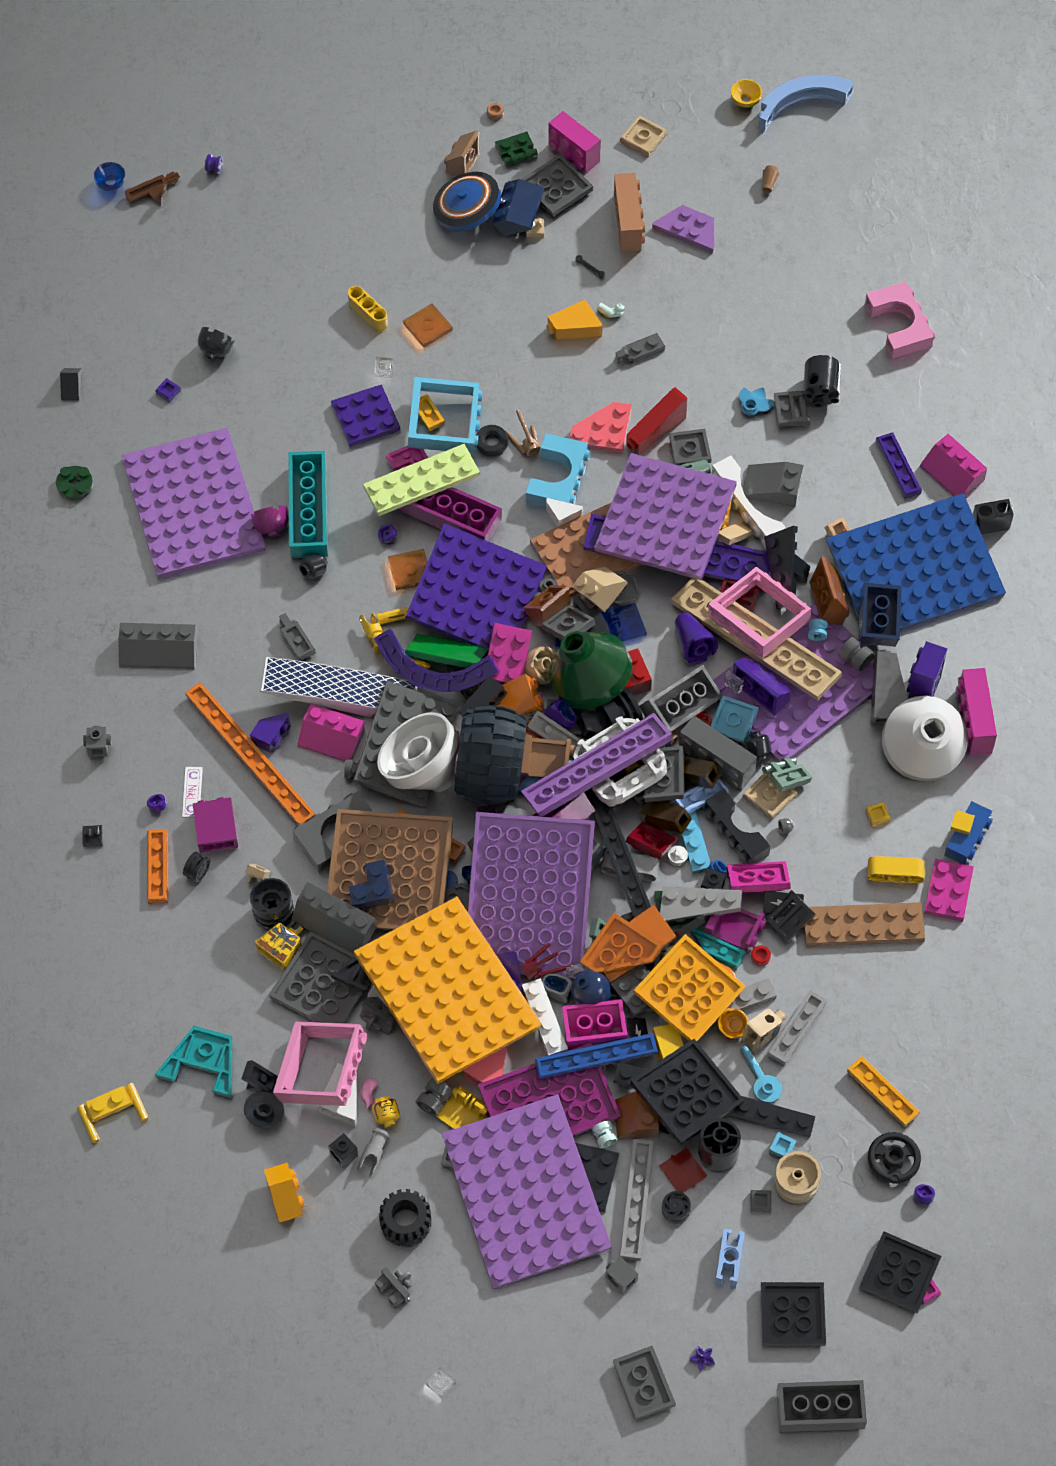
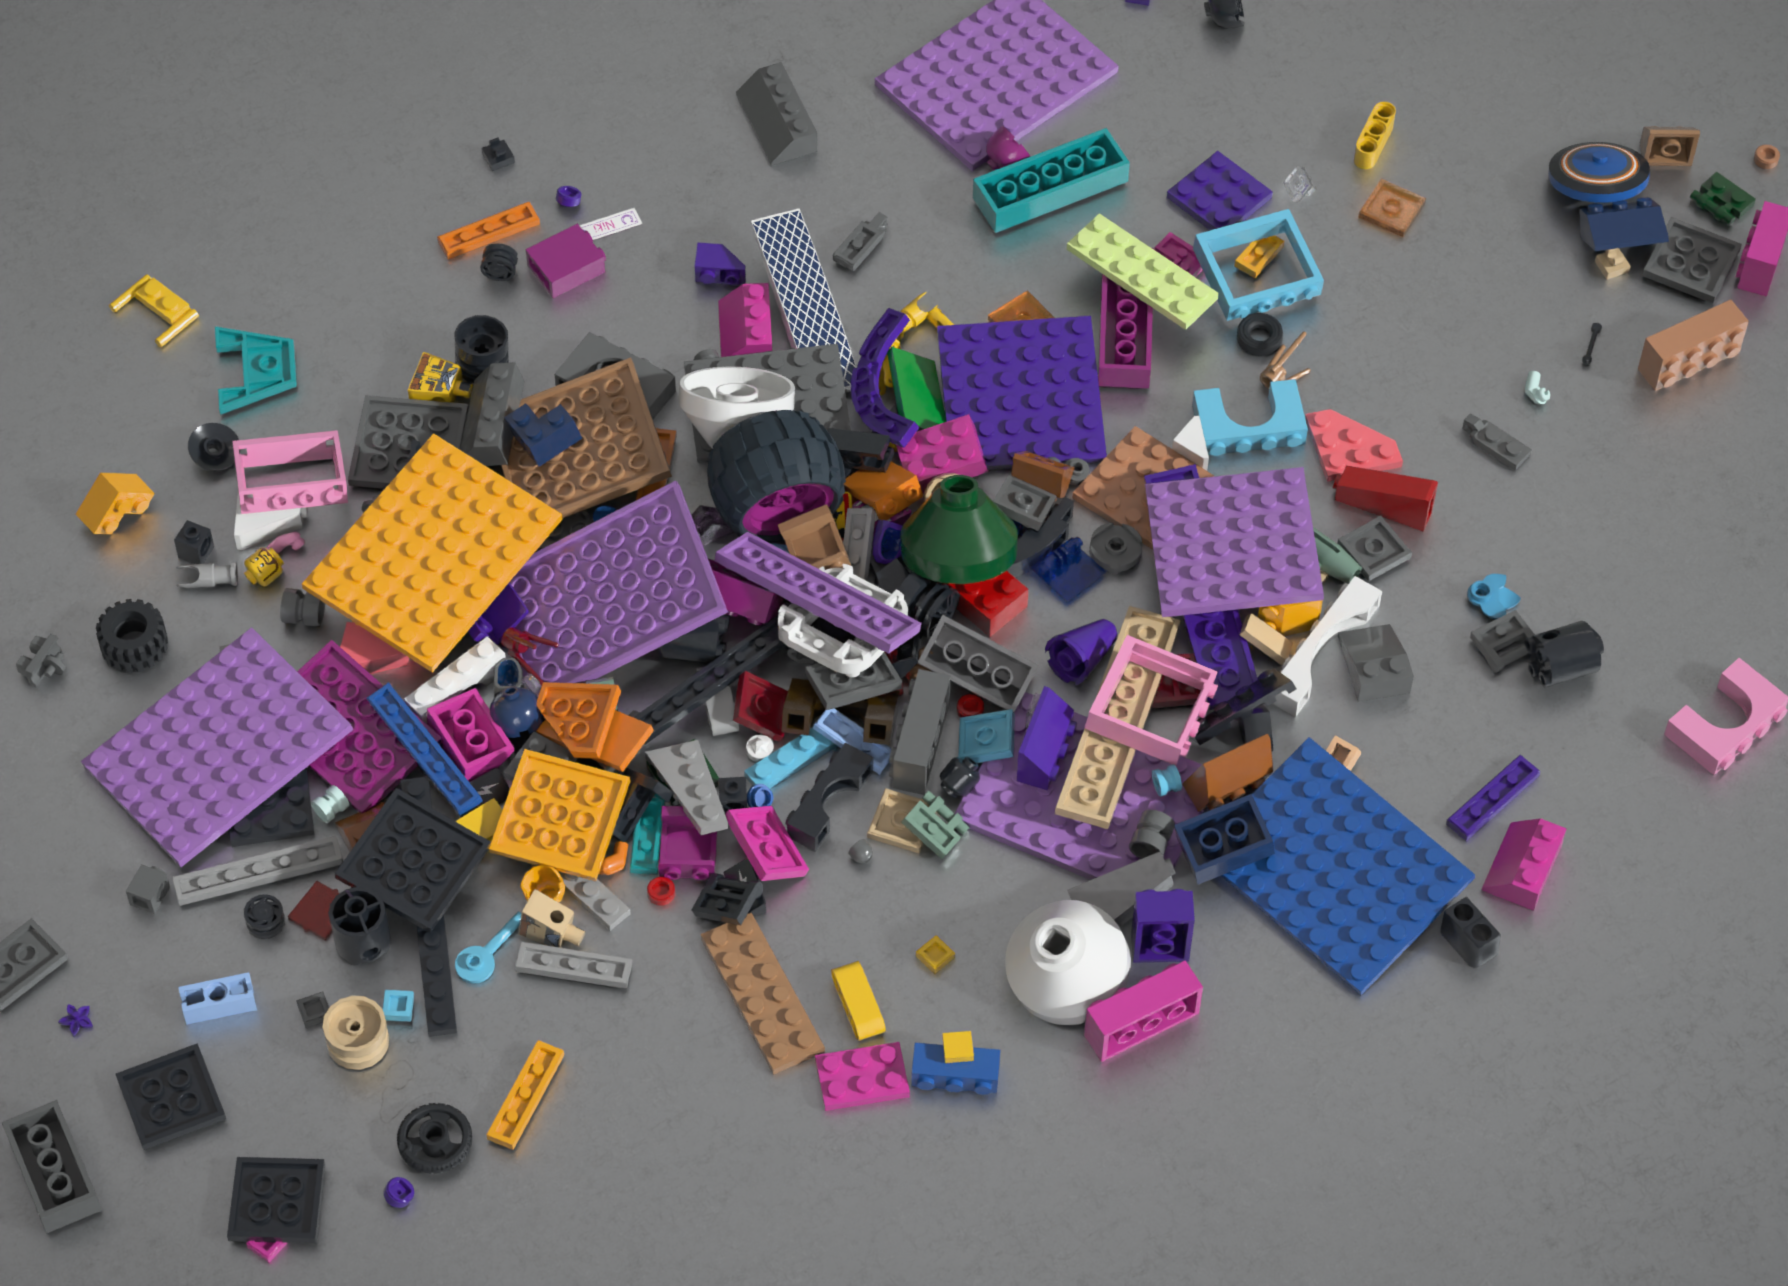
camera: 65 degrees right, 5 degrees down
(97, 741) = (618, 106): dark grey brick -> none
(249, 754) = (678, 258): orange plate -> none
(256, 871) = (521, 325): tan tile -> none
(258, 1078) = (250, 421): black slope -> none
(313, 565) = (970, 220): black head -> none
(387, 533) = (1060, 277): dark purple tile -> none
(462, 1109) = (301, 643): yellow hinge -> none
(575, 322) = (1489, 354): light orange slope -> none
(599, 586) = (1095, 515): tan slope -> none
(688, 226) = (1725, 427): medium lavender wing -> none

